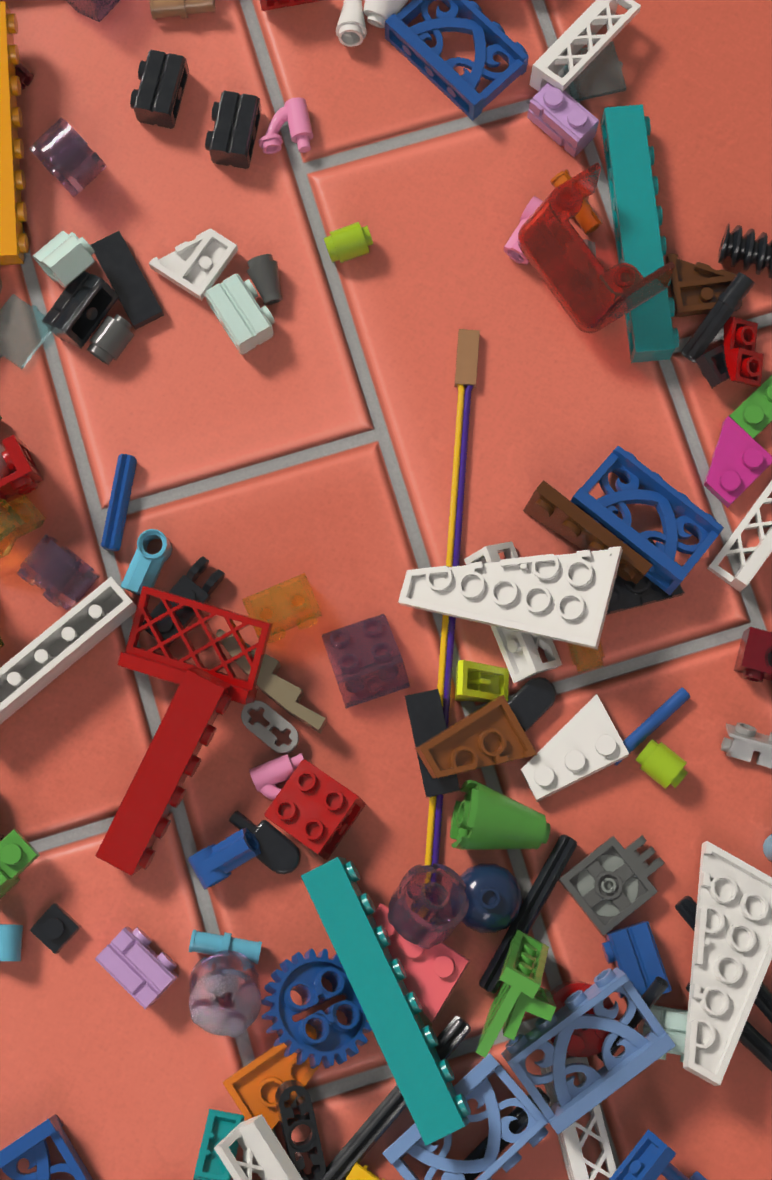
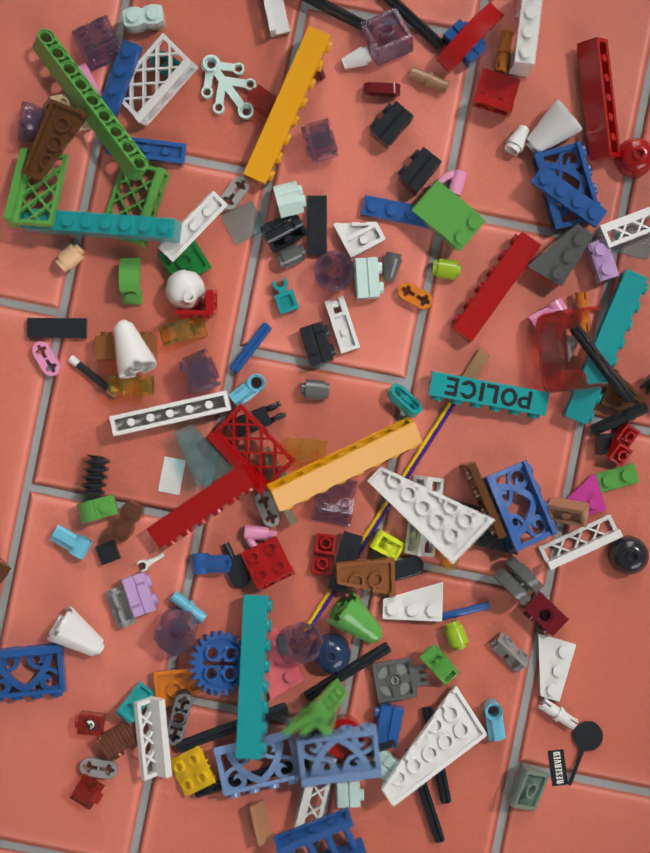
camera: 30 degrees right, 10 degrees up
(59, 871) = (125, 525): none -> copper brick
(64, 27) = (357, 58): none -> white cone
(67, 1087) = (76, 634): none -> white cone
(96, 757) = (171, 475): none -> white sticker
(117, 1005) = (120, 607): none -> light grey hinge
(121, 49) = (381, 89): none -> dark red beam
(122, 697) = (201, 456): none -> clear light blue wedge
(129, 907) = (148, 562): none -> white hand
(134, 404) = (285, 299): none -> teal plate
(190, 344) = (341, 280): none -> brick
(215, 443) = (317, 344): none -> black brick
(239, 399) = (342, 325): none -> white plate
(241, 201) = (391, 211): none -> blue plate
(248, 511) = (315, 389): none -> dark grey brick
(309, 165) = (448, 216): none -> bright green slope
(323, 296) = (413, 300): none -> orange beam
(348, 593) = (344, 464): none -> light orange brick
(389, 457) = (404, 400): none -> teal plate
(393, 751) = (323, 554): none -> red slope
(433, 231) = (495, 287): none -> red brick
(466, 52) = (568, 197): none -> blue plate
(503, 136) = (563, 254): none -> dark grey wedge
(506, 382) = (487, 393): none -> teal brick
(637, 1106) = (349, 793): none -> light aqua brick
(645, 249) = (602, 364): none -> black axle
(662, 820) = (439, 664): none -> bright green brick
(708, 627) = (518, 580): none -> dark grey wheel
(723, 488) = (568, 511): none -> nougat slope

